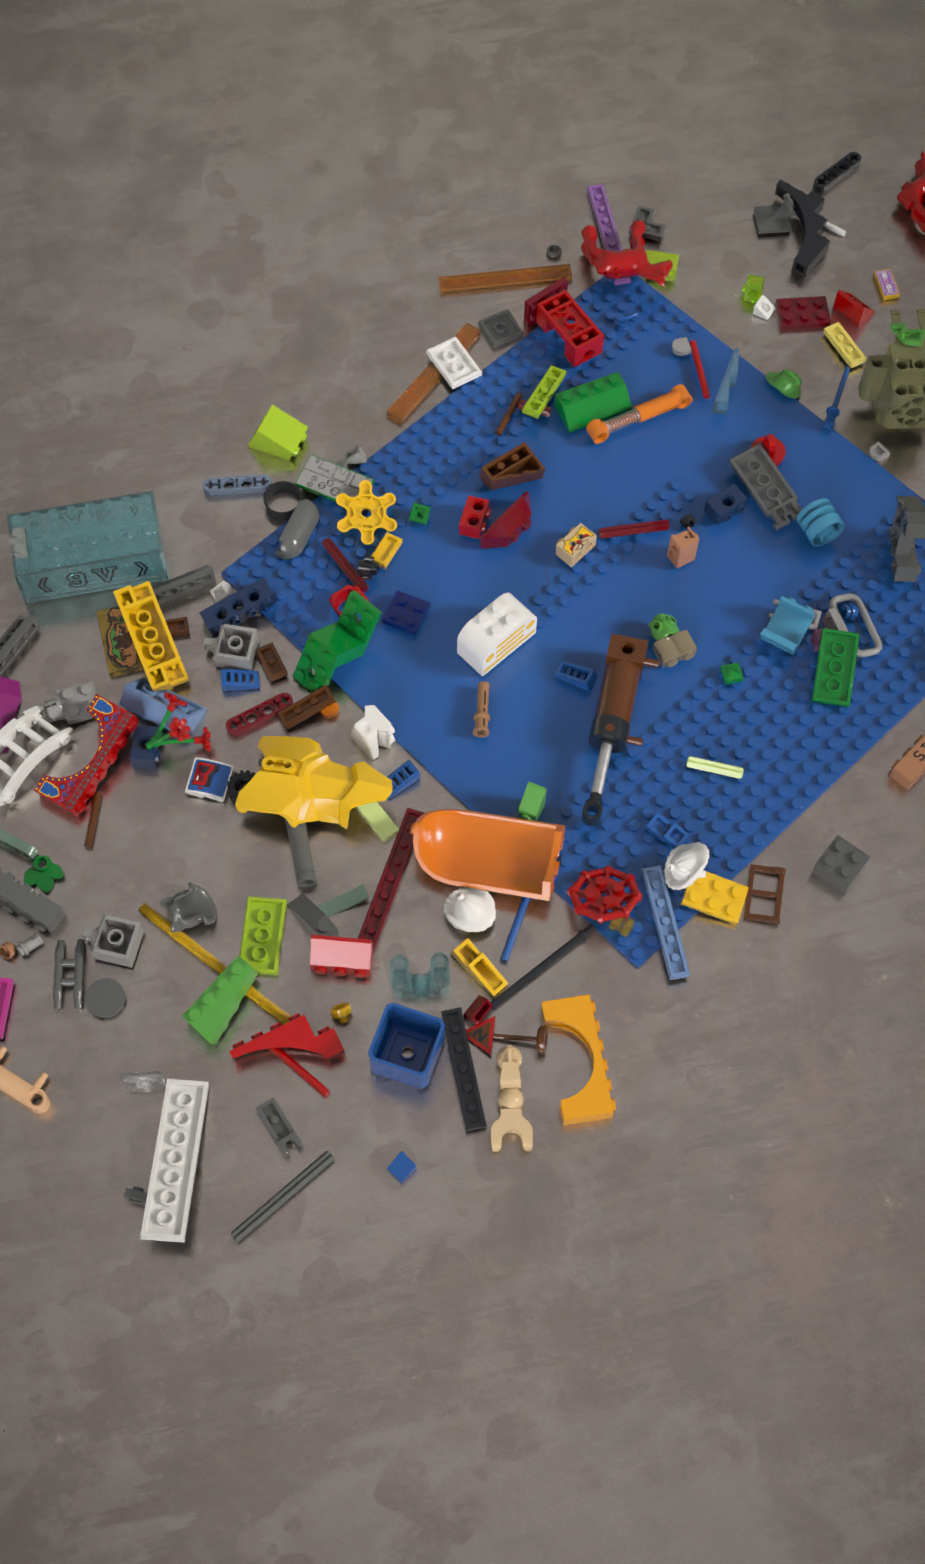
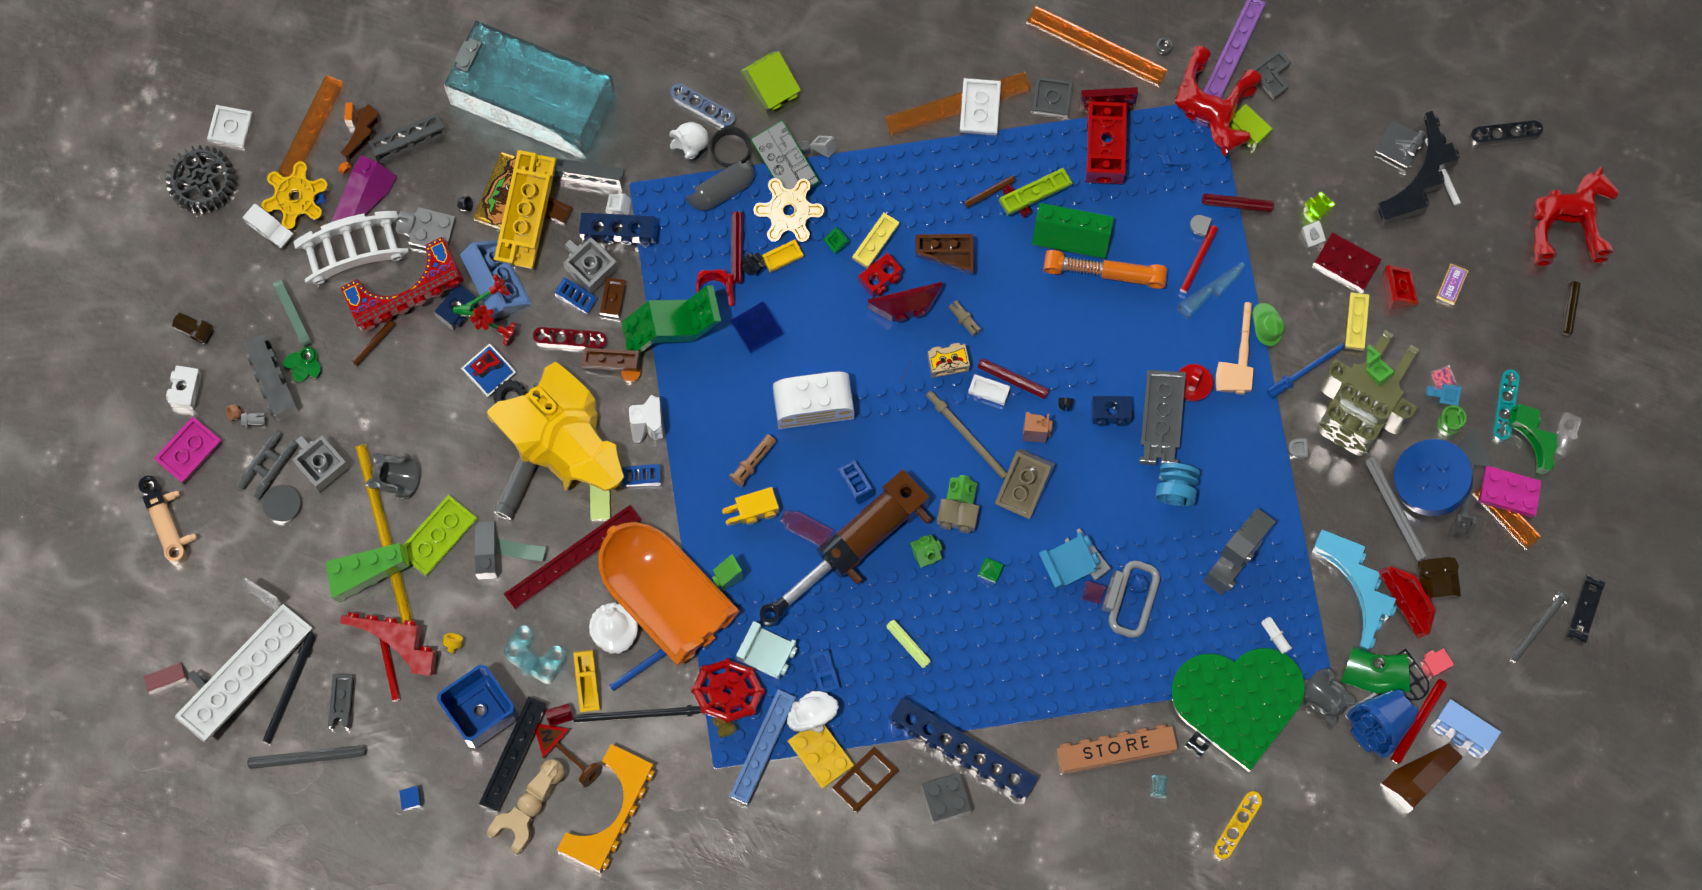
camera: 35 degrees right, 10 degrees up
(93, 667) = (464, 203): none -> black hinge
(103, 1215) = (165, 678): none -> slope
(215, 1109) = (303, 653): none -> black bar
(246, 511) = (689, 137): none -> white hair
(341, 956) = (482, 597): slope -> none
(450, 496) = (875, 240): none -> light yellow plate
(511, 742) = (753, 507): none -> yellow hinge
(562, 509) = (964, 318): none -> dark tan pin
(565, 732) = (806, 527): none -> clear pink hinge
(597, 581) = (942, 408): none -> dark tan bar
(609, 846) = (766, 651): none -> light aqua panel
(622, 548) = (989, 389): none -> white tile
(673, 688) = (926, 550): none -> bright green brick
(694, 317) = (1237, 202): none -> dark red axle
(706, 594) = (1024, 483): none -> dark tan slope
(794, 428) = (1237, 377): none -> light nougat piece
(835, 667) = (1080, 626): green tile -> none
(888, 808) = (906, 708): none -> dark blue brick

